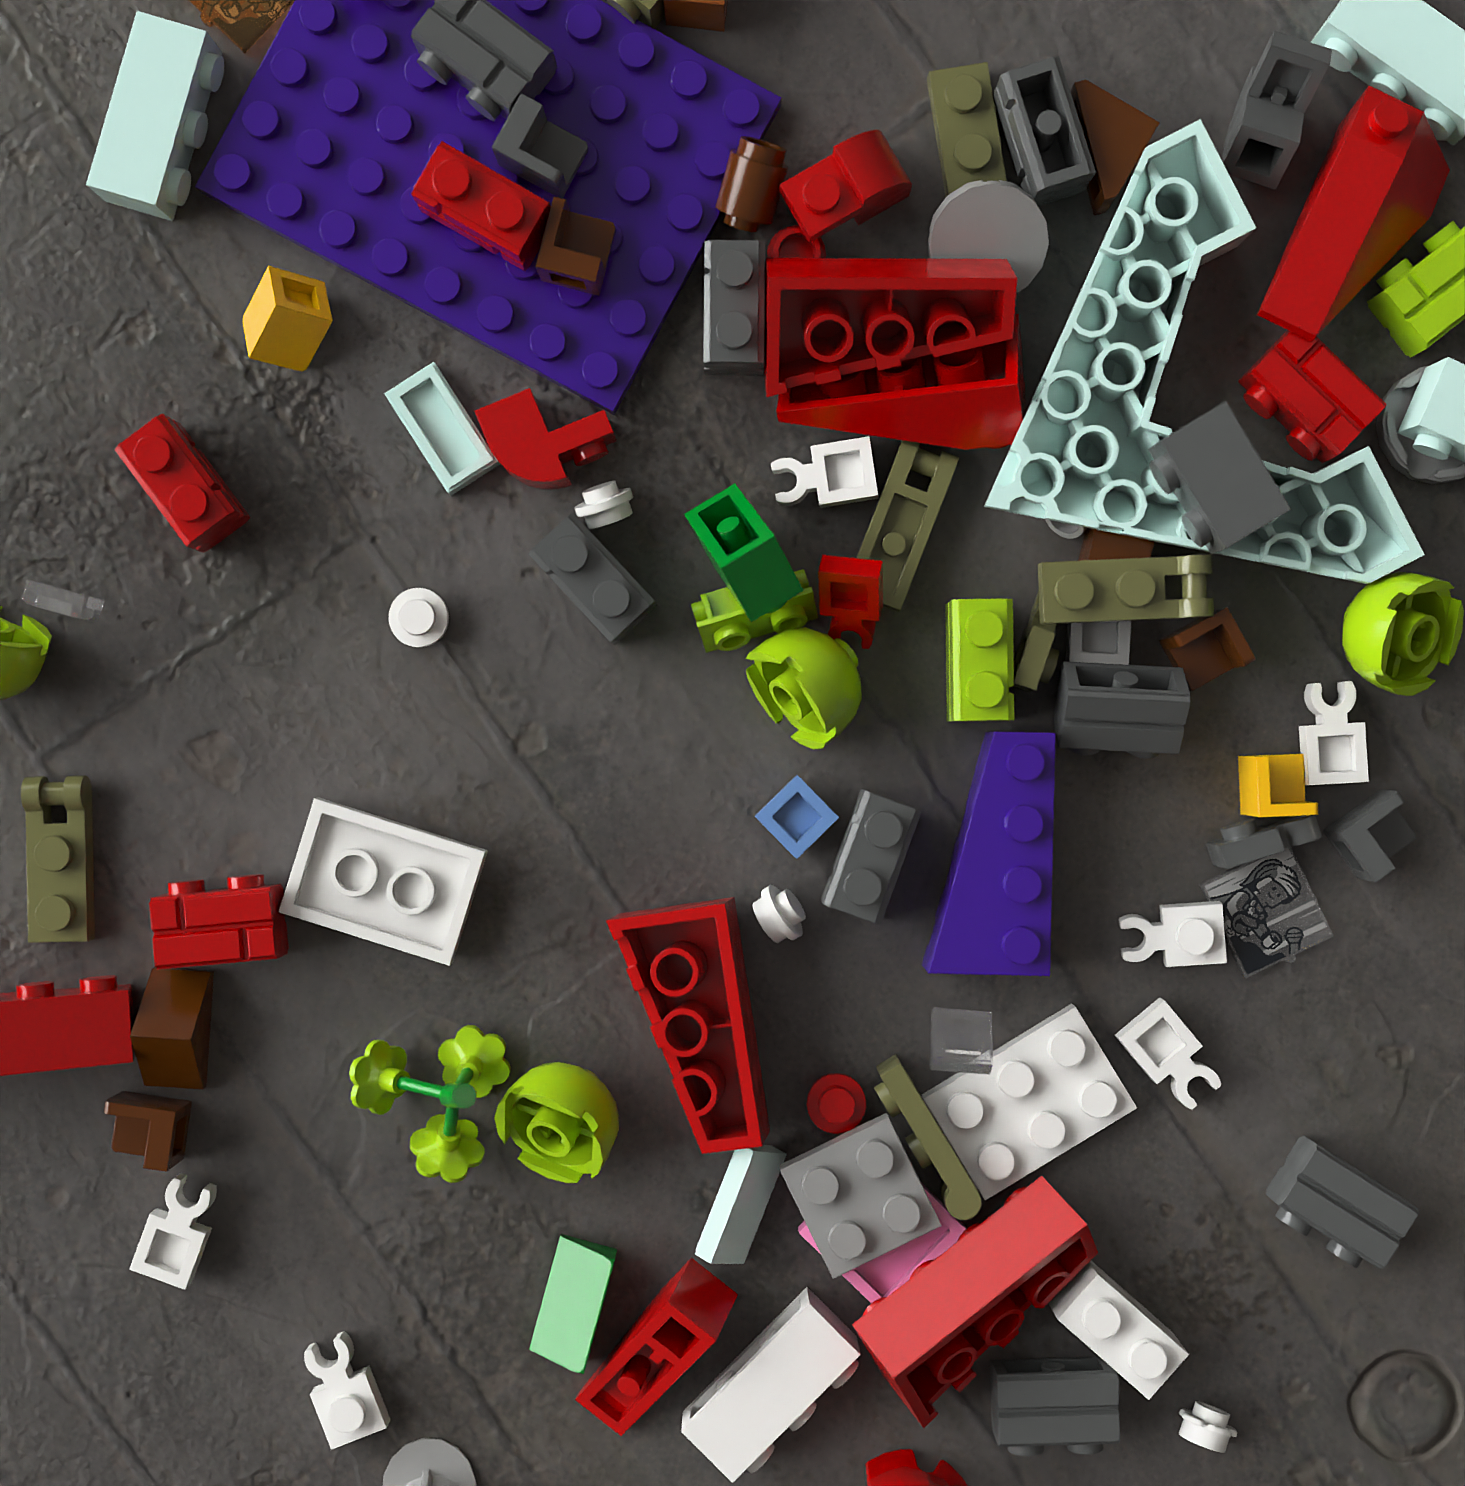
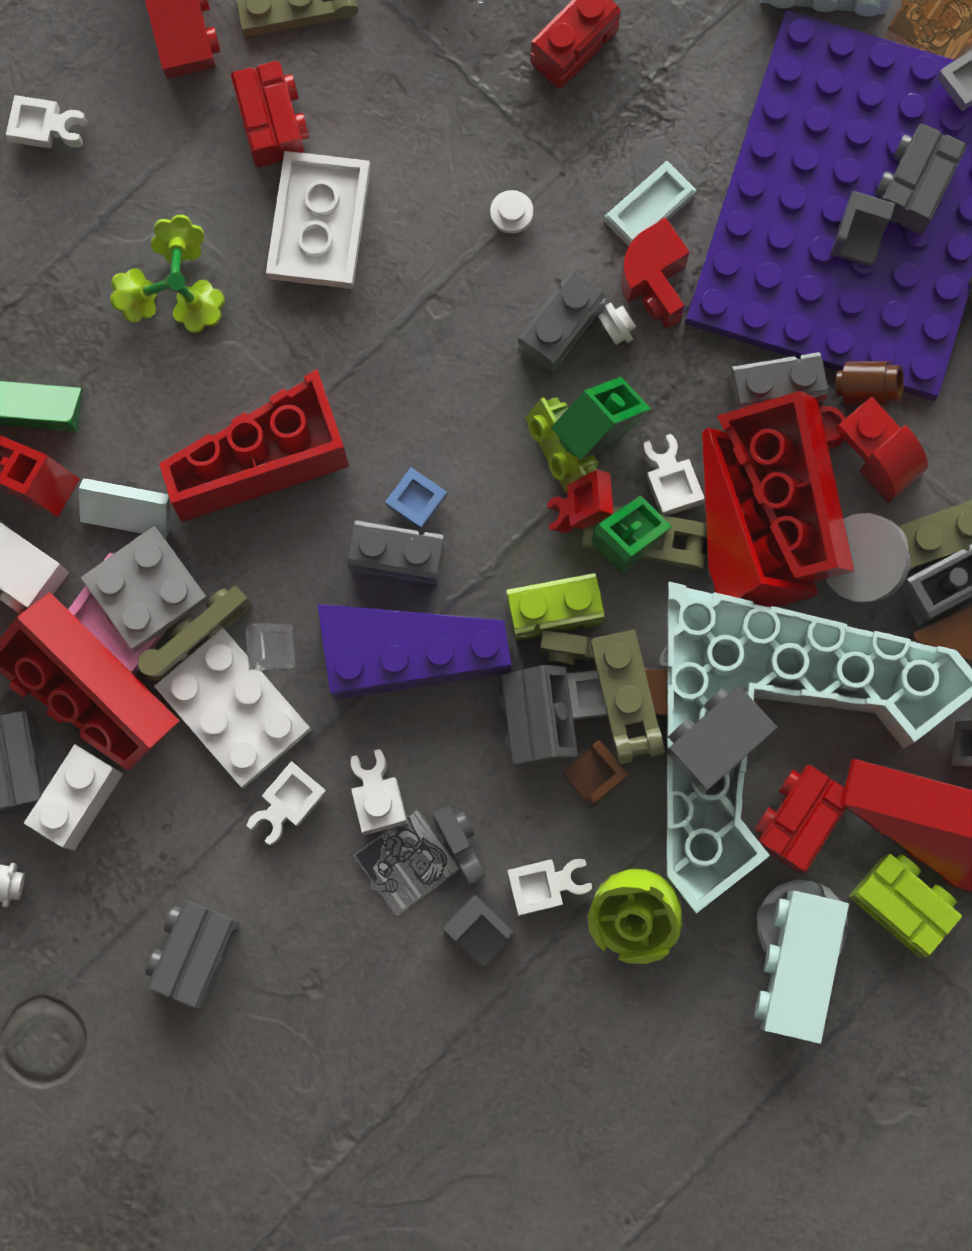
camera: 80 degrees right, 10 degrees down
(150, 1127) = (117, 94): reddish brown panel -> none
(174, 1028) = (189, 97): reddish brown slope -> none
(286, 319) = (705, 85): yellow panel -> none
(482, 205) = (811, 196): red brick -> none
(559, 1121) = (168, 365): lime cylinder -> none
(575, 249) = (795, 264): reddish brown panel -> none
(779, 914) = (342, 498): white plate -> none
(808, 681) = (516, 486): lime cylinder -> none
(836, 1103) = (209, 565): red plate -> none
(905, 541) = (629, 533): none -> green slope
(1273, 786) = (503, 846): yellow panel -> none

